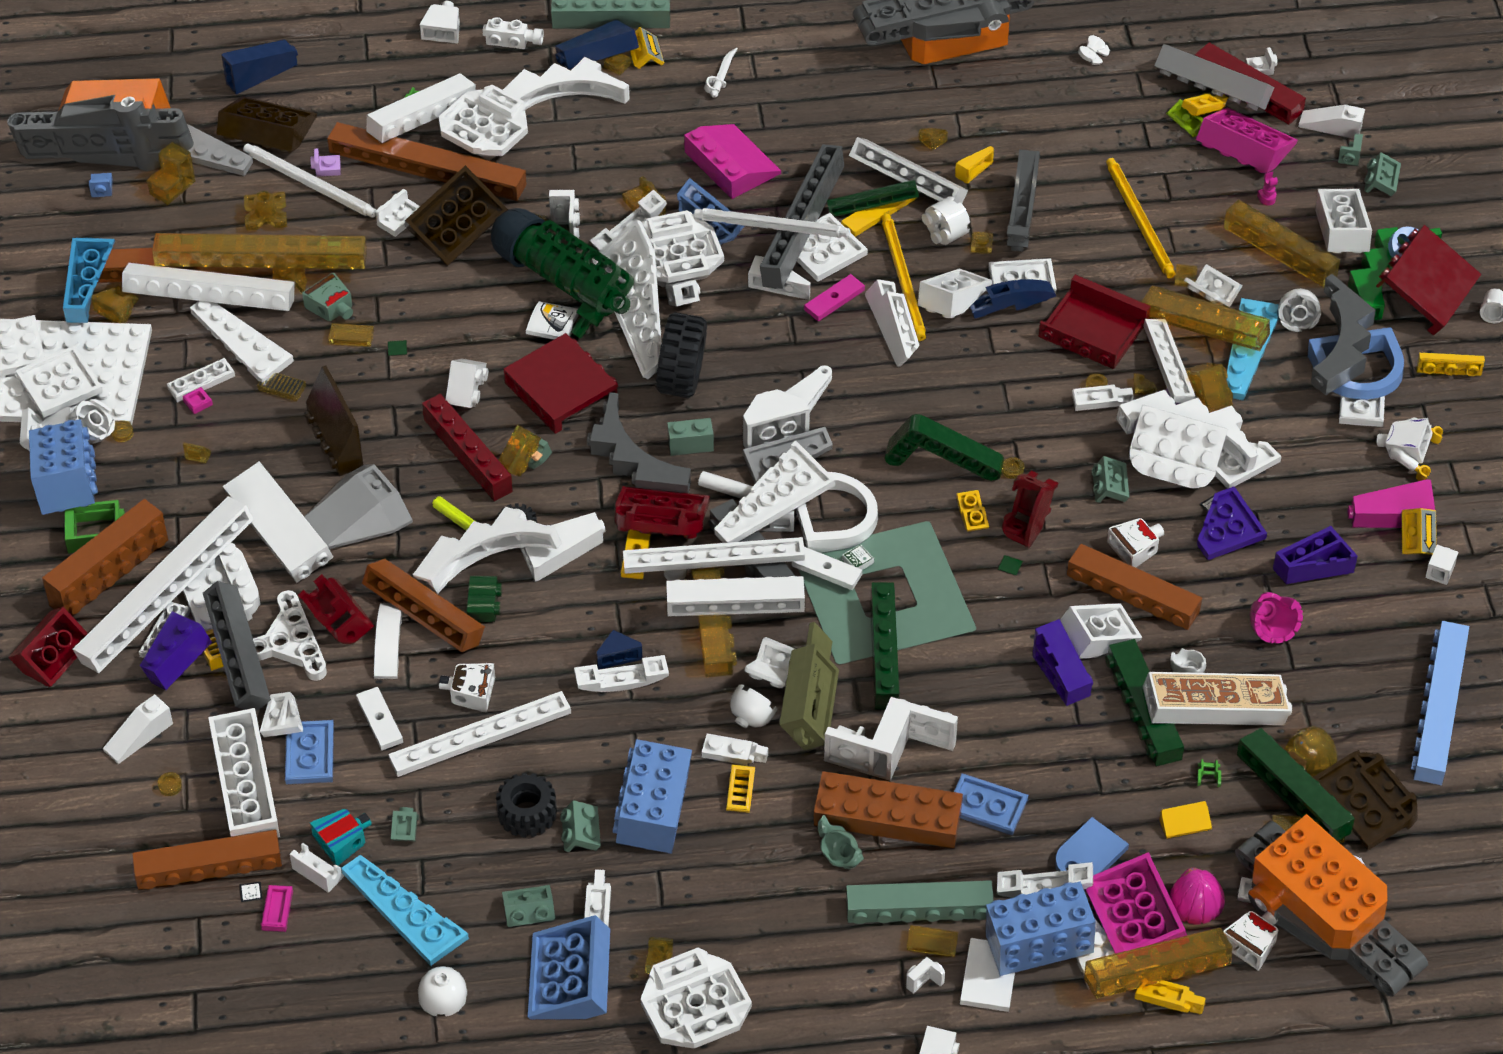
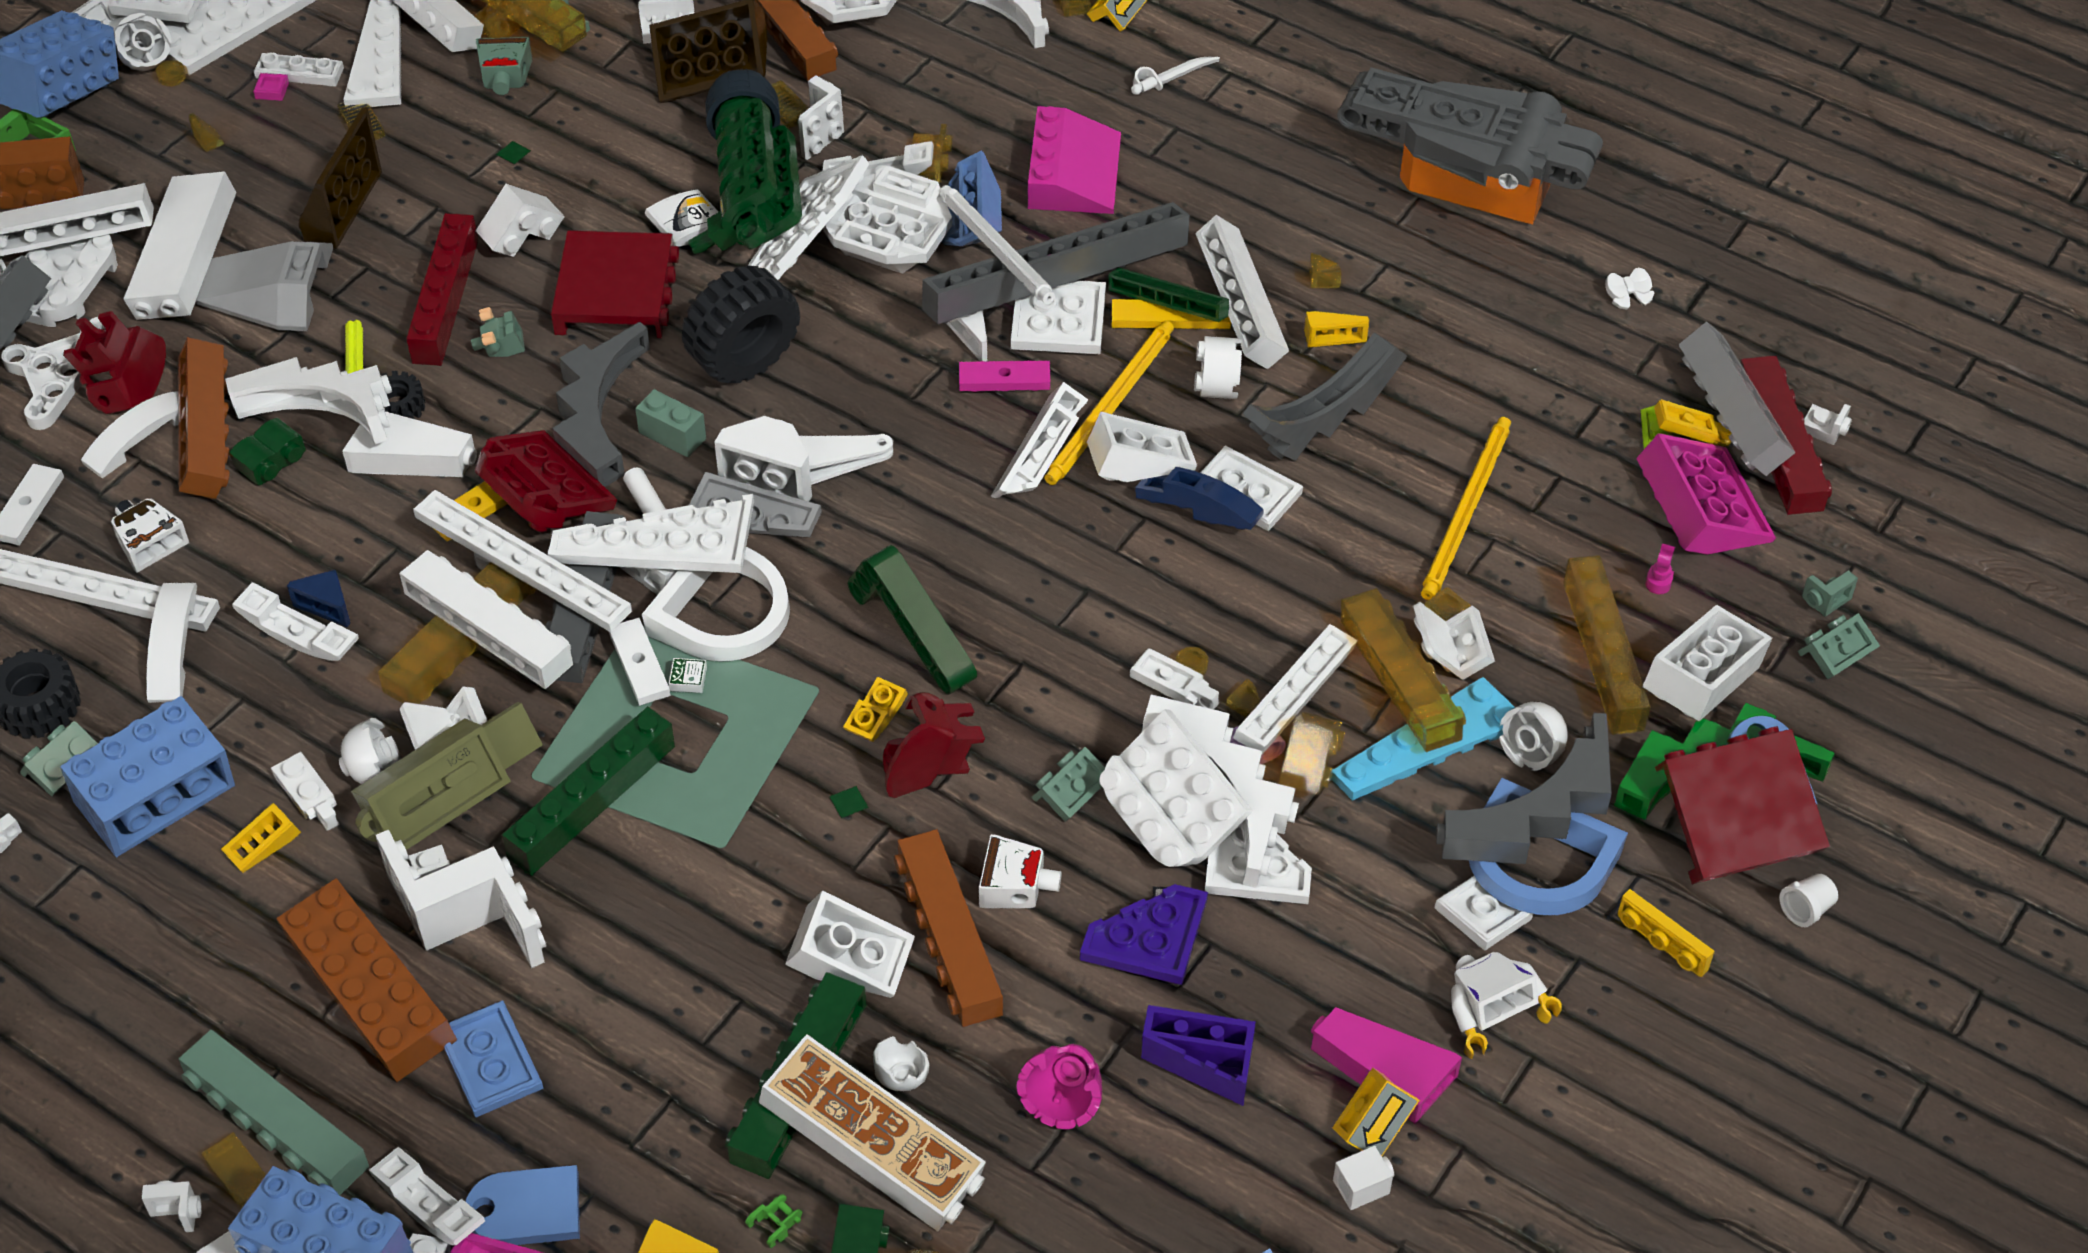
camera: 40 degrees right, 0 degrees up
(351, 334) = (483, 112): clear yellow tile -> none
(519, 450) = (471, 322): clear yellow bracket -> none
(567, 727) = (168, 641): none -> white slope
(690, 295) = (837, 269): white brick -> none
(838, 845) = (271, 976): sand green hair -> none
(982, 242) = (1238, 422): clear yellow plate -> none
(1013, 467) = (981, 693): clear yellow tile -> none
(1061, 663) = (754, 955): dark purple wedge -> none
(1095, 322) = (1268, 592): dark red panel -> none
(1334, 120) = (1848, 543): white slope -> none

